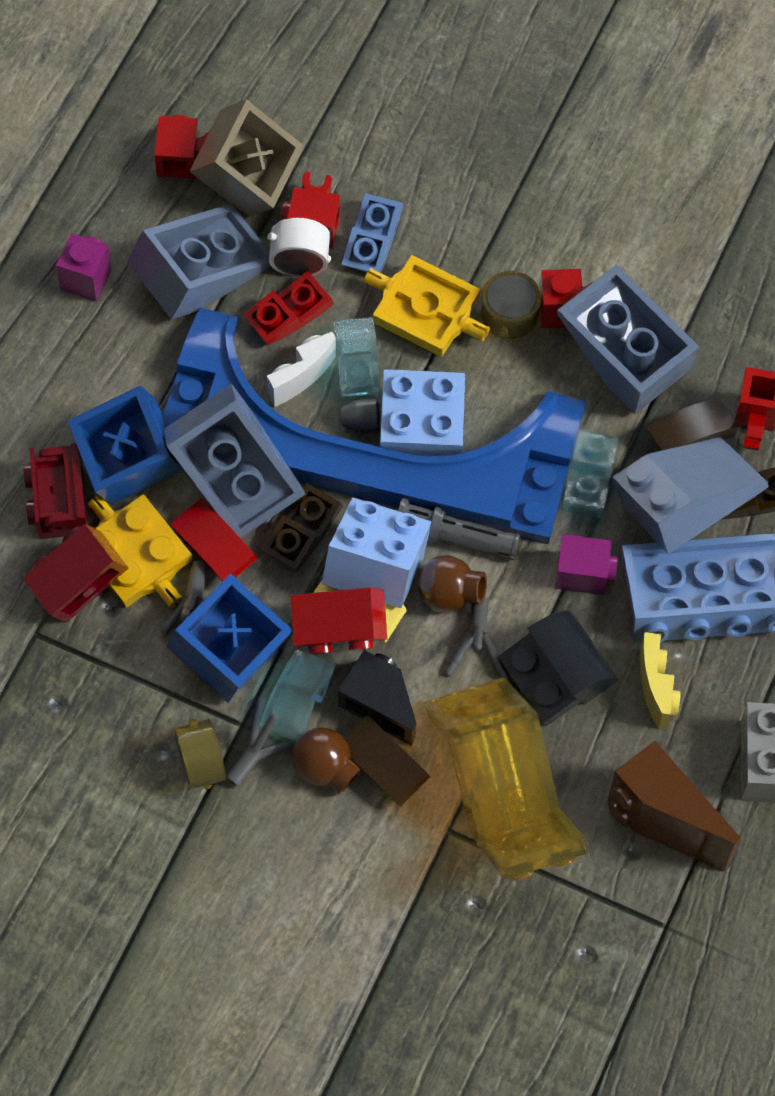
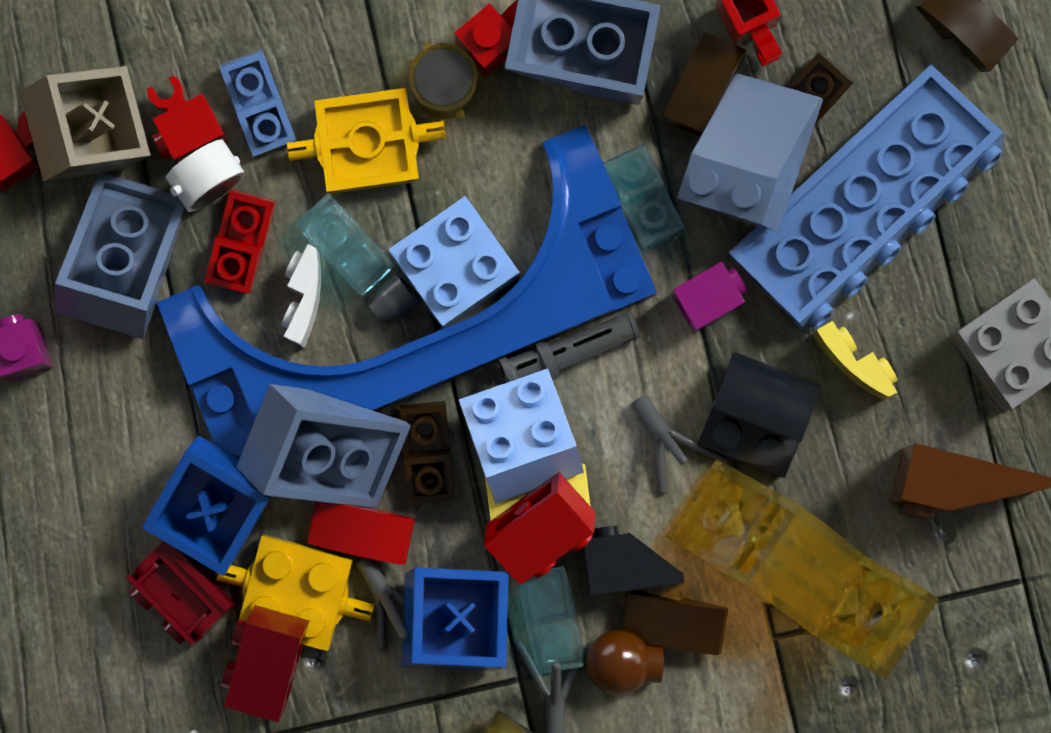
camera: 35 degrees left, 20 degrees up
(450, 584) = (605, 411): reddish brown piece -> none

